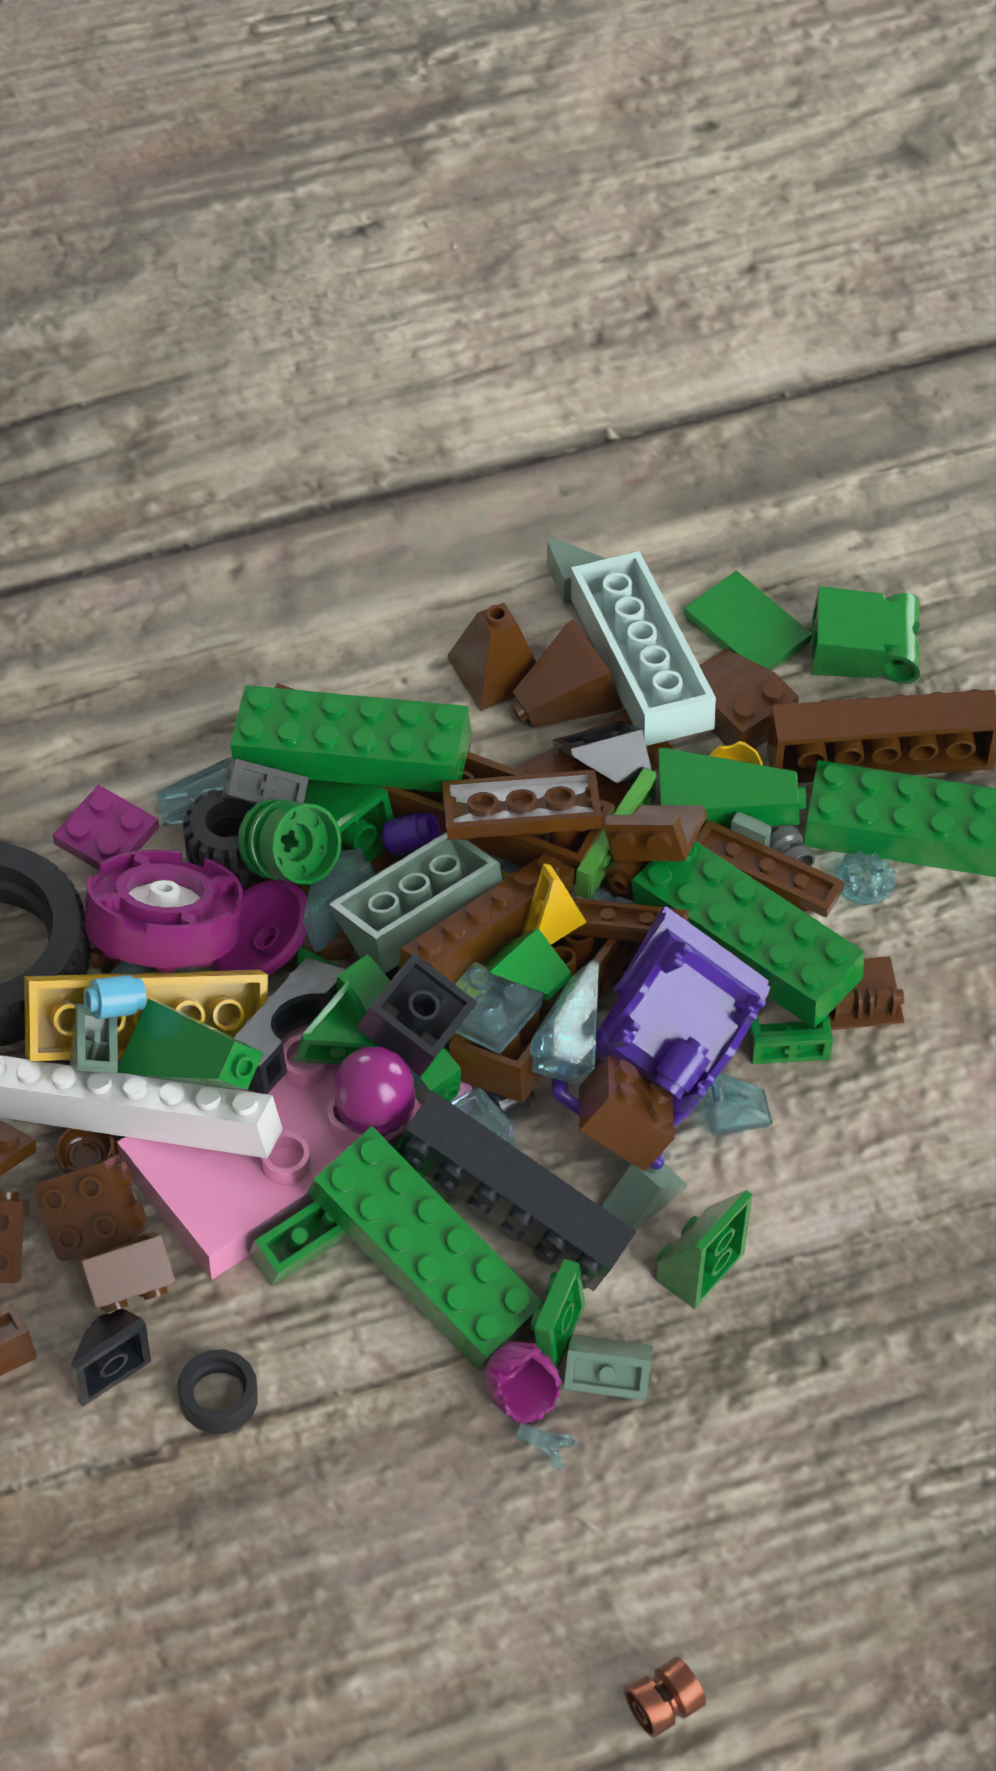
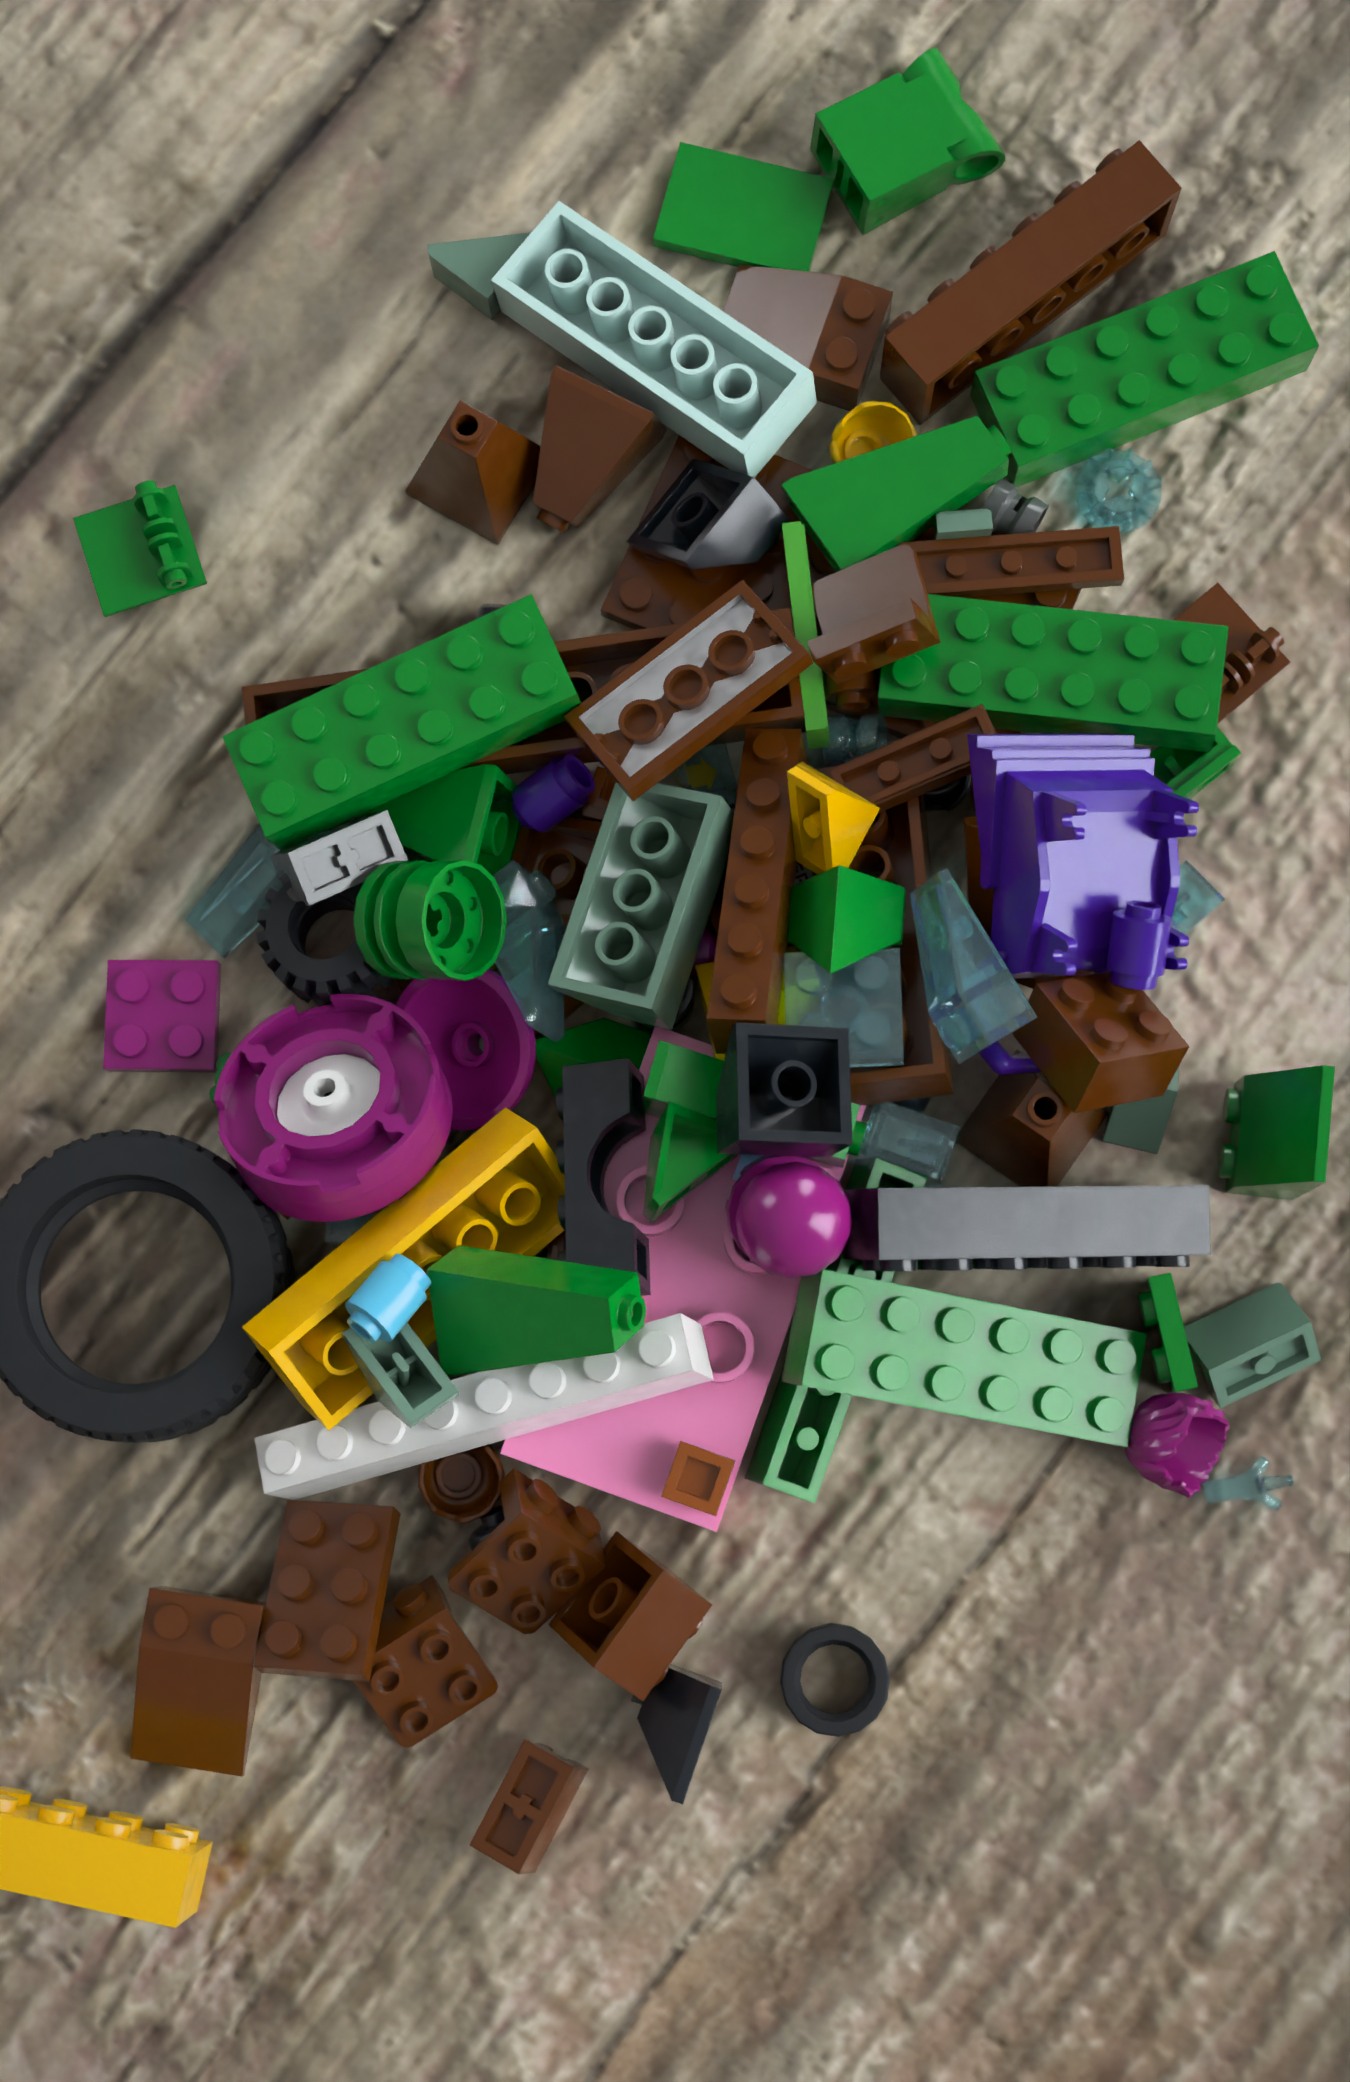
camera: 25 degrees left, 25 degrees up
(219, 1214) = (698, 1478): none -> dark orange plate
(277, 601) = (140, 549): none -> green hinge
(569, 1156) = (1017, 1141): none -> reddish brown slope

